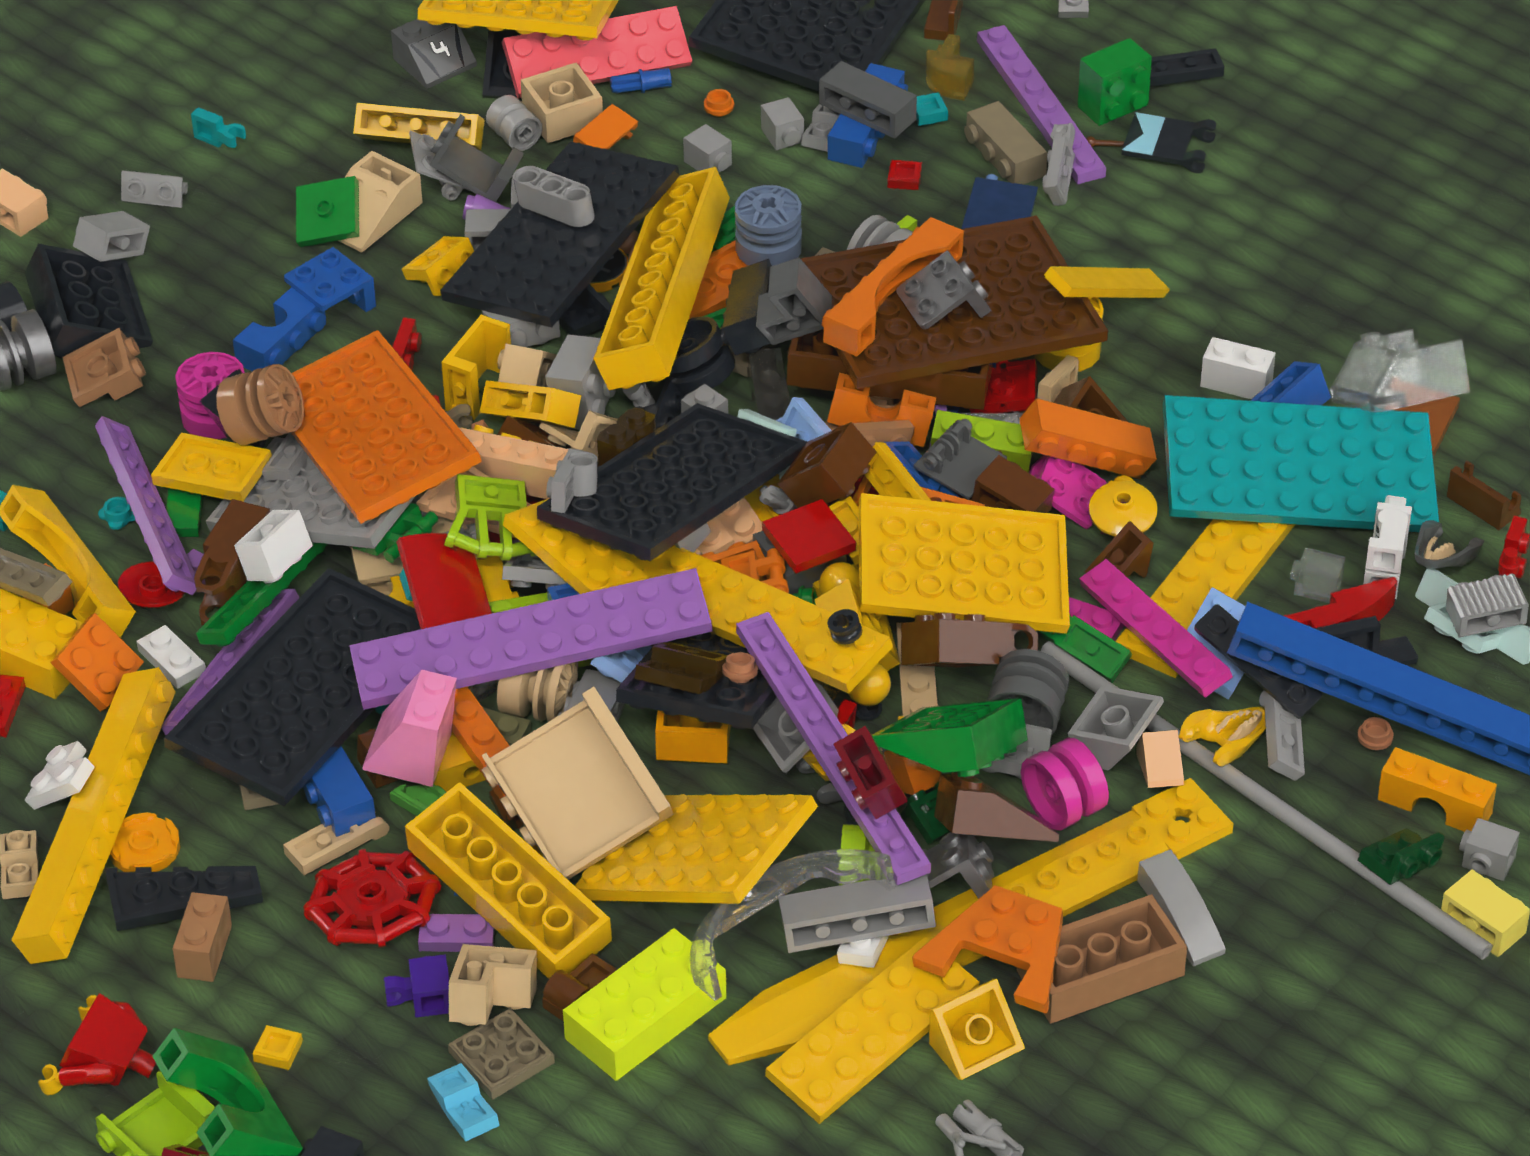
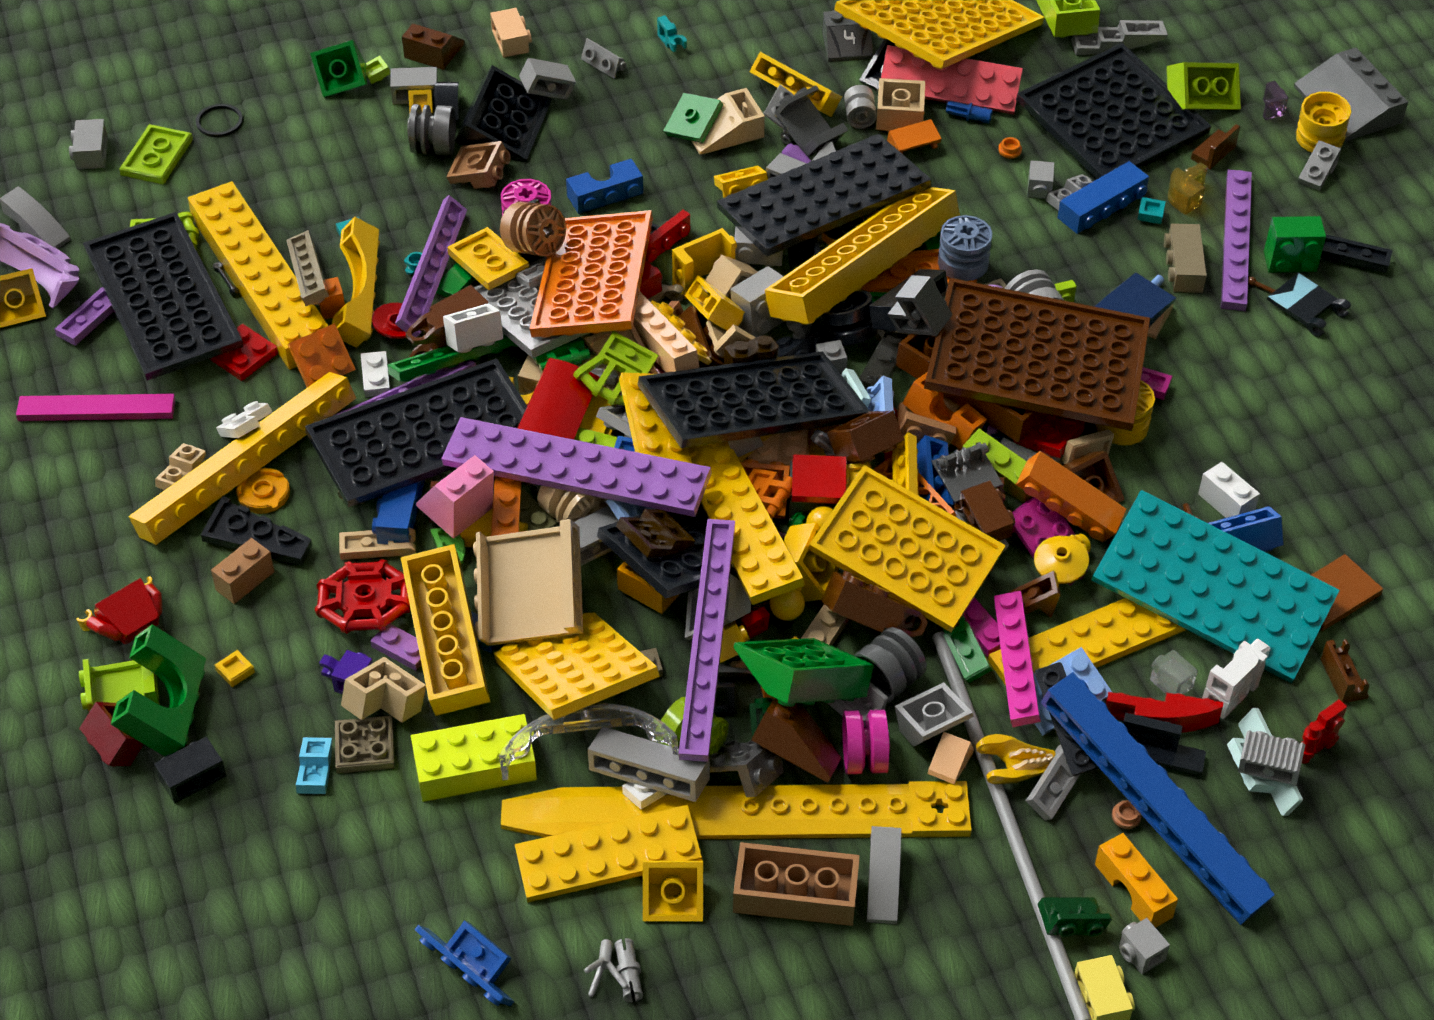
camera: 30 degrees right, 5 degrees up
(331, 279) = (657, 164): blue bracket -> none
(553, 196) = (829, 166): light grey beam -> none
(566, 988) = (430, 718): reddish brown plate -> none
(573, 477) = (675, 366): light grey plate -> none
(707, 149) = (975, 178): light grey brick -> none
(740, 667) = (691, 551): nougat plate -> none
(844, 618) = (775, 549): black bush -> none
(853, 320) = (1041, 311): orange arch -> none
(867, 99) = (1102, 186): dark grey brick -> none
(870, 772) = (705, 669): dark red brick -> none
(904, 175) = (1100, 250): red tile -> none
(941, 289) = (1031, 341): flat silver bracket -> none
(1008, 930) = (737, 830): orange wing -> none
(1060, 163) = (1211, 288): light grey hinge -> none
(1106, 282) = (1166, 388): yellow tile -> none
(1399, 372) = (1335, 550): clear windscreen -> none
(1432, 556) = (1267, 697): dark grey animal -> none

